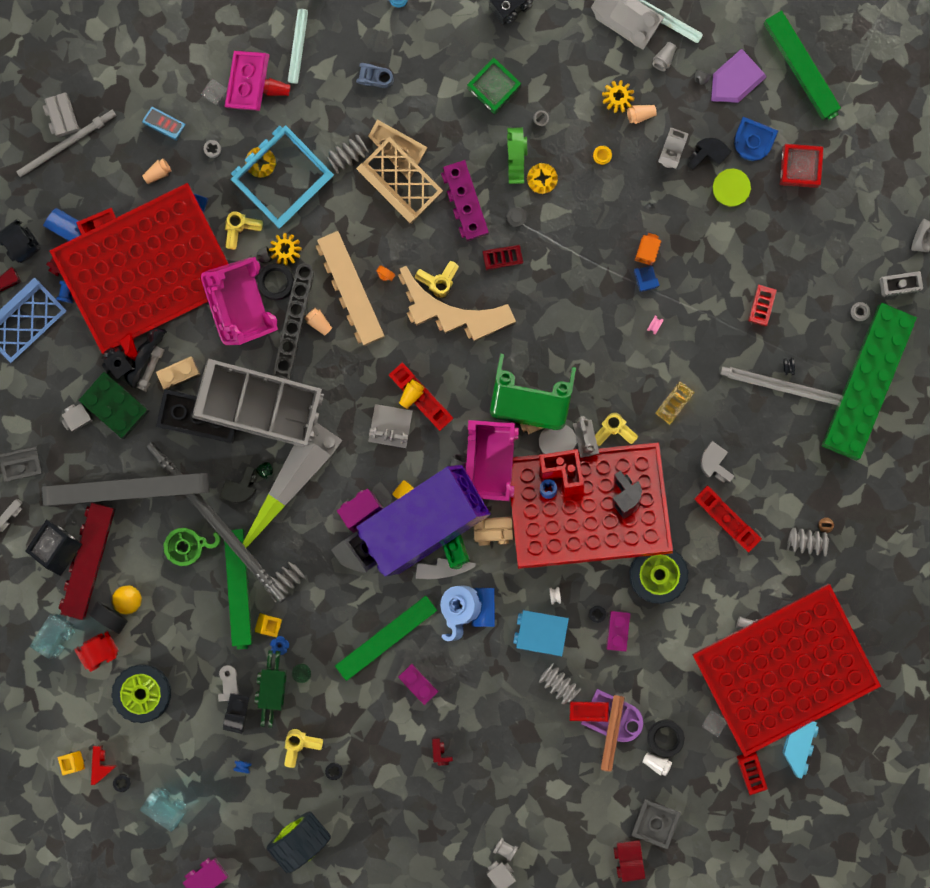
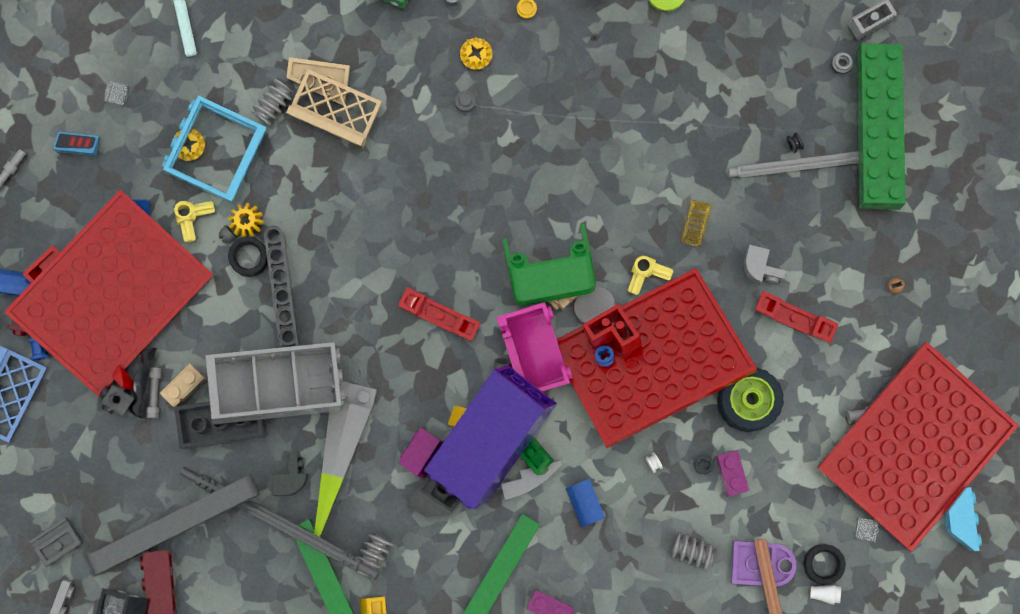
camera: 20 degrees left, 5 degrees down
(76, 417) = (95, 471): light grey brick -> none
(113, 405) = (129, 444): dark green brick -> none
(157, 171) = (88, 192): light nougat cone -> none
(195, 546) = (267, 555): bright green piece -> none
(214, 143) = (134, 156): light grey bush -> none
(237, 302) = (216, 290): dark pink windscreen -> none
(247, 80) = (144, 69): dark pink tile -> none
(264, 470) = (309, 450): clear green hinge -> none
(275, 88) = (175, 66): red cone -> none
(318, 321) = (306, 279): light nougat cone -> none
(351, 289) = (326, 234): tan brick -> none
(373, 76) = (269, 16): sand blue piece -> none
(384, 273) = (355, 206): orange tile -> none
(390, 426) = (419, 356): light grey hinge -> none
(411, 393) = (428, 315): yellow cone -> none
(426, 307) = (410, 223): tan arch -> none
(432, 281) = (417, 188): light yellow axle -> none
(458, 616) = (561, 522): light blue piece -> none
(465, 201) = (408, 103): magenta brick -> none
(486, 253) = (463, 139): dark red slope -> none
(493, 529) = (565, 420): tan brick -> none
(516, 151) = (440, 34): bright green piece -> none
(541, 632) = (654, 506): dark azure brick -> none
(585, 437) = (621, 290): light grey hinge -> none
(589, 711) = (735, 567): red tile -> none
(630, 498) = (691, 330): black brick -> none
(646, 278) = (618, 112): blue panel -> none
(648, 249) = (609, 80): orange brick -> none
(655, 324) = (645, 153): bright pink bush -> none
(757, 320) = (743, 110): slope -> none
(758, 788) = (922, 552): red slope -> none
(808, 541) = (885, 307): light grey piece -> none

